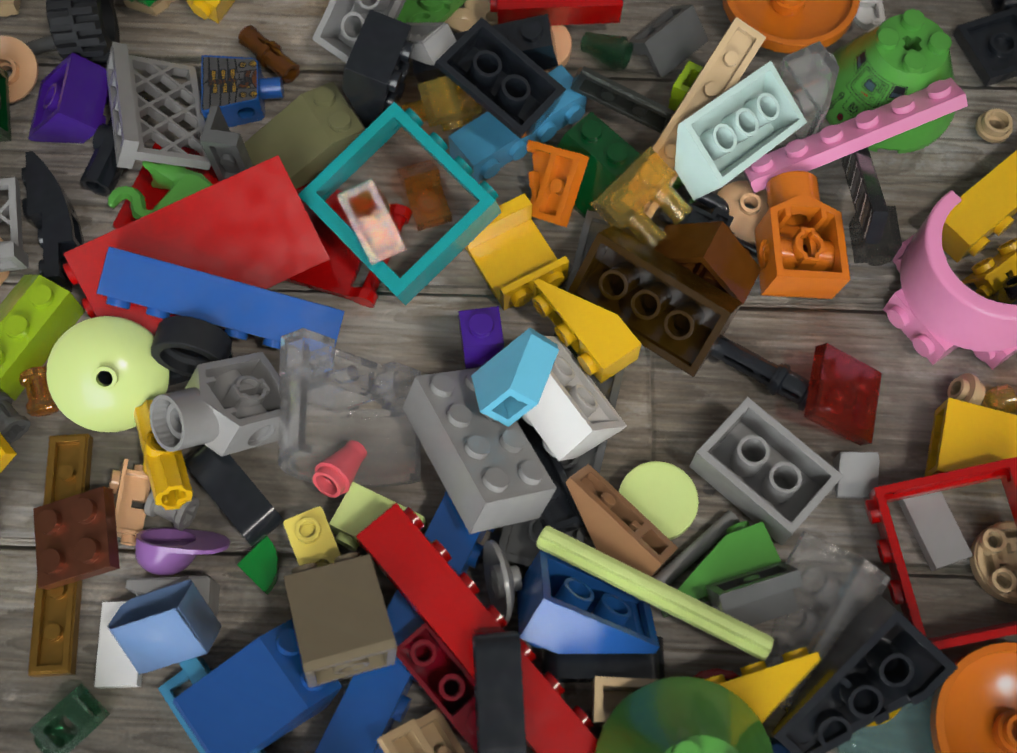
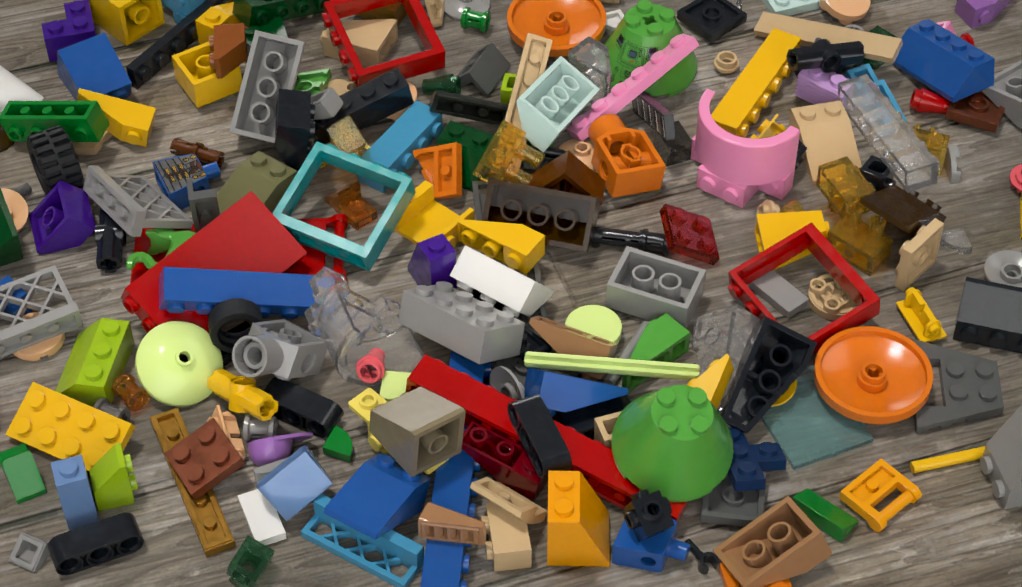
camera: 20 degrees left, 20 degrees down
(53, 216) = (85, 286): black slope -> none
(372, 221) = (333, 211): clear orange slope -> none
(501, 78) = (385, 108): black slope -> none
(515, 377) = (472, 264): medium azure slope -> none
(757, 594) = (680, 347): dark grey panel -> none
(859, 473) = (716, 277): light grey slope -> none

